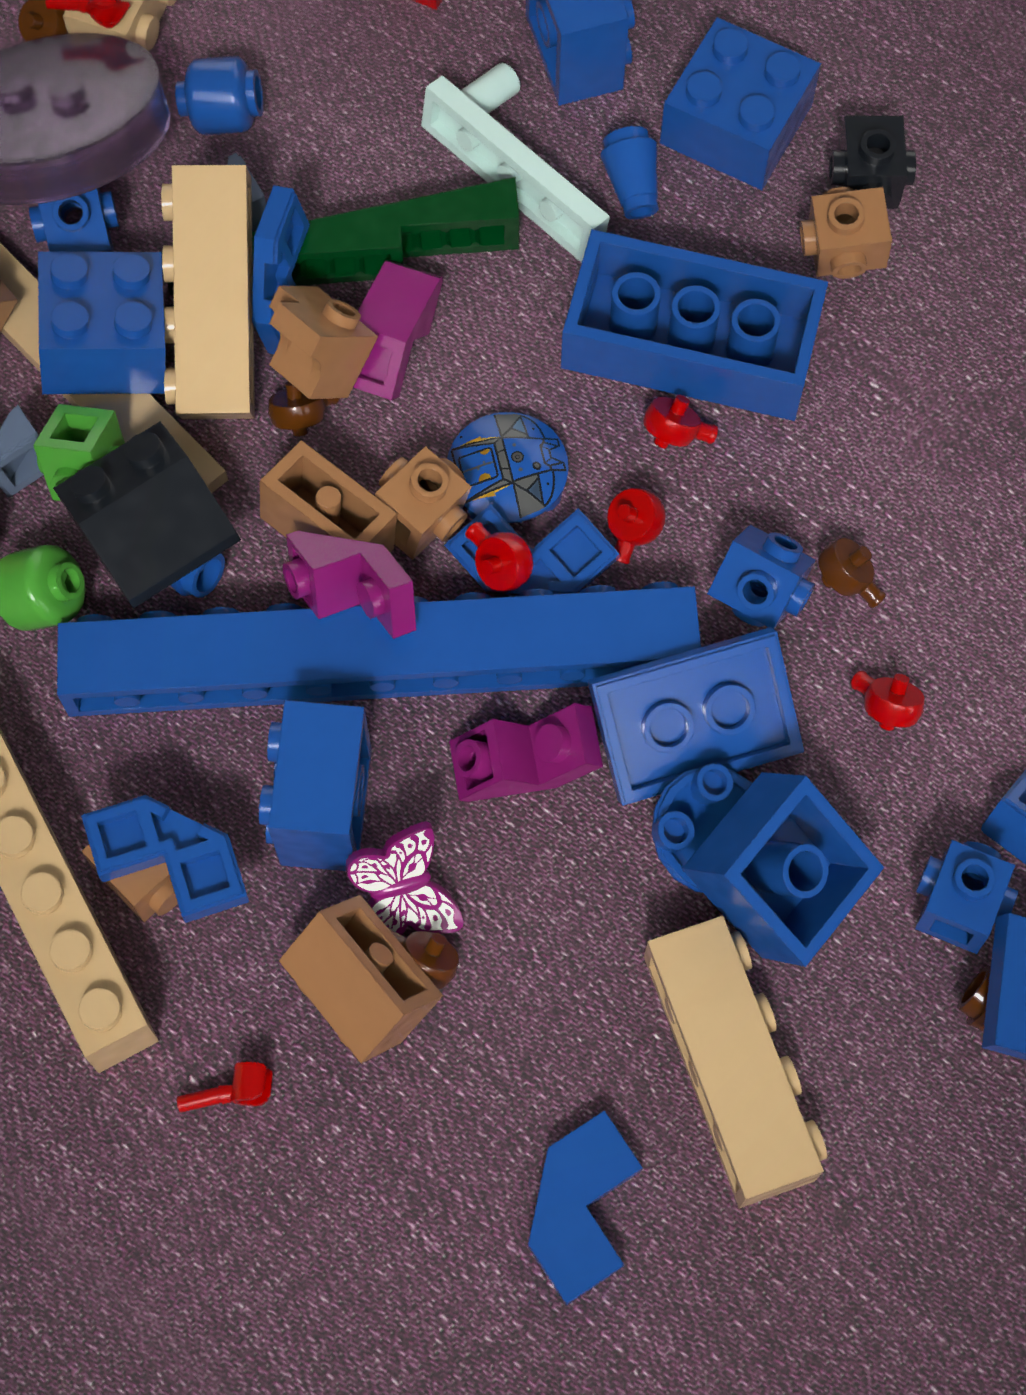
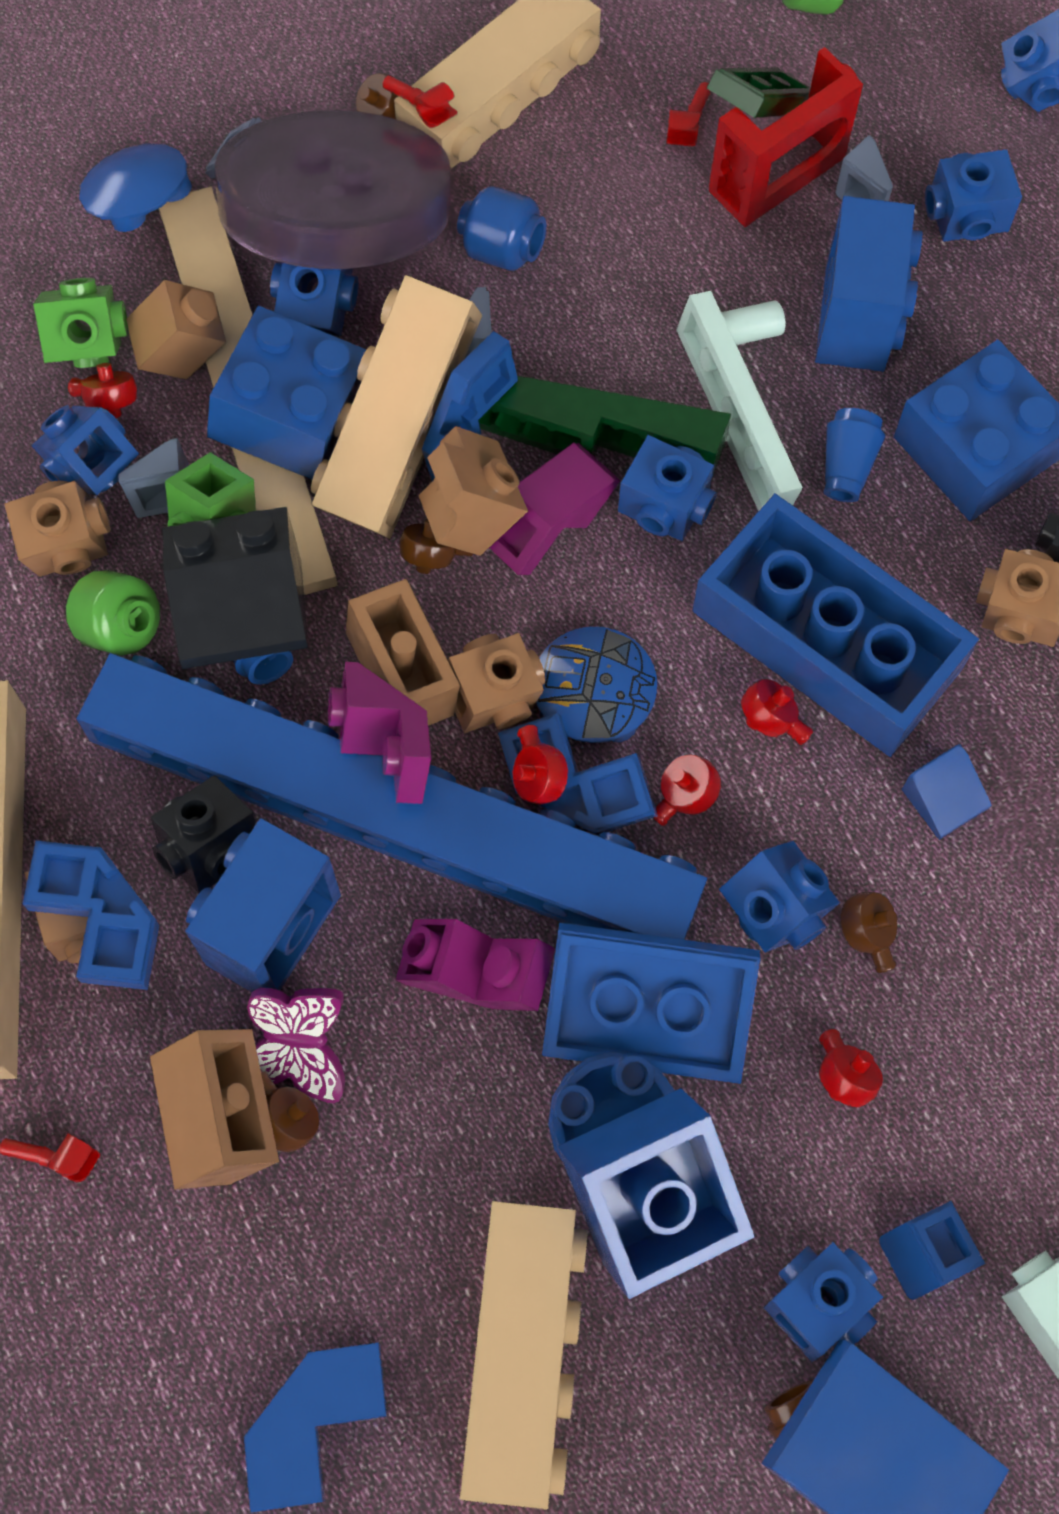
camera: 25 degrees right, 0 degrees up
(226, 747) = (198, 832): none -> black brick
(489, 267) = (667, 489): none -> blue brick
(857, 429) = (947, 792): none -> blue slope

